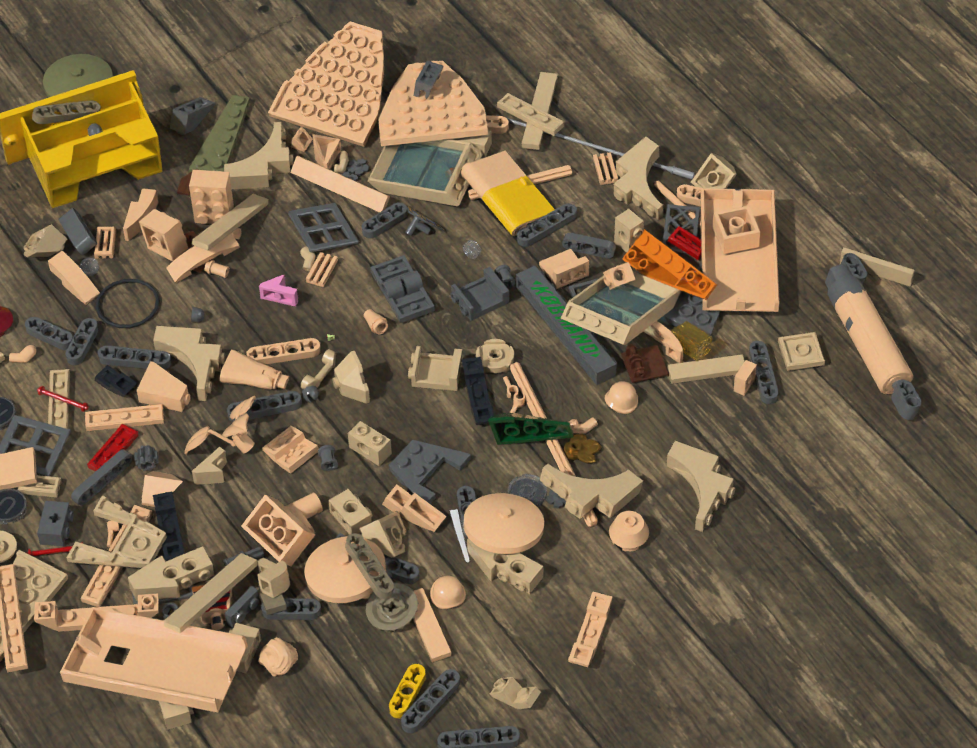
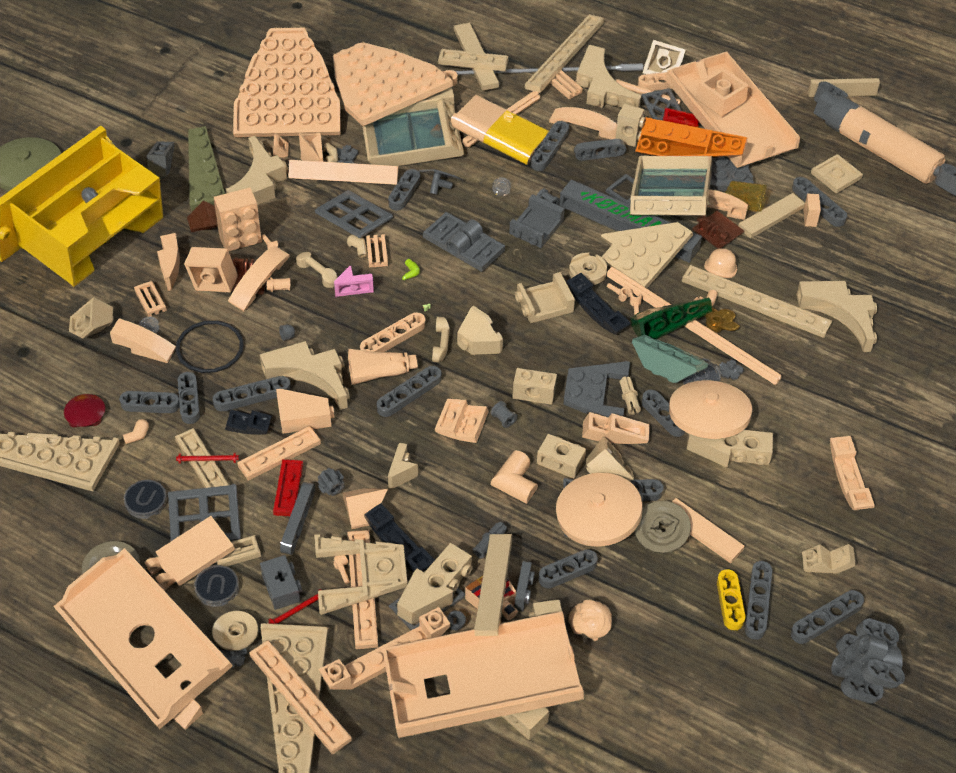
camera: 30 degrees left, 0 degrees up
(46, 113) = (35, 193): dark tan beam -> none
(77, 231) = (118, 297): dark grey beam -> none
(230, 222) = (268, 237): tan tile -> none
(237, 429) = (417, 413): light nougat plant -> none
(255, 255) = (328, 275): none -> tan bar
(271, 604) = (546, 565): dark tan slope -> none
(273, 577) = (536, 543): tan brick -> none
(278, 530) = (511, 498): light nougat brick -> none
(310, 393) = (445, 362): dark grey hinge -> none
(342, 300) = (414, 269): none -> lime animal
(367, 566) = (629, 493): dark tan beam -> none
(376, 322) = (460, 277): light nougat cone -> none
(427, 78) = (369, 56): dark grey hinge -> none
(447, 592) = (699, 492): light nougat helmet -> none
(448, 484) = (629, 395): none -> tan axle
(456, 521) = (657, 425): white sticker -> none
(501, 463) = (667, 359): none -> sand green wedge
(555, 358) = (645, 250): none -> tan wing
(565, 268) = (594, 174): light nougat bracket -> none
(584, 494) = (763, 354): tan arch -> none
(596, 210) = (586, 118): none -> light nougat slope
(625, 272) = (653, 162): light nougat brick -> none
(626, 136) = (564, 53): none -> tan tile
(629, 531) = (815, 373): light nougat cone -> none
(630, 445) = (757, 301): none -> tan tile

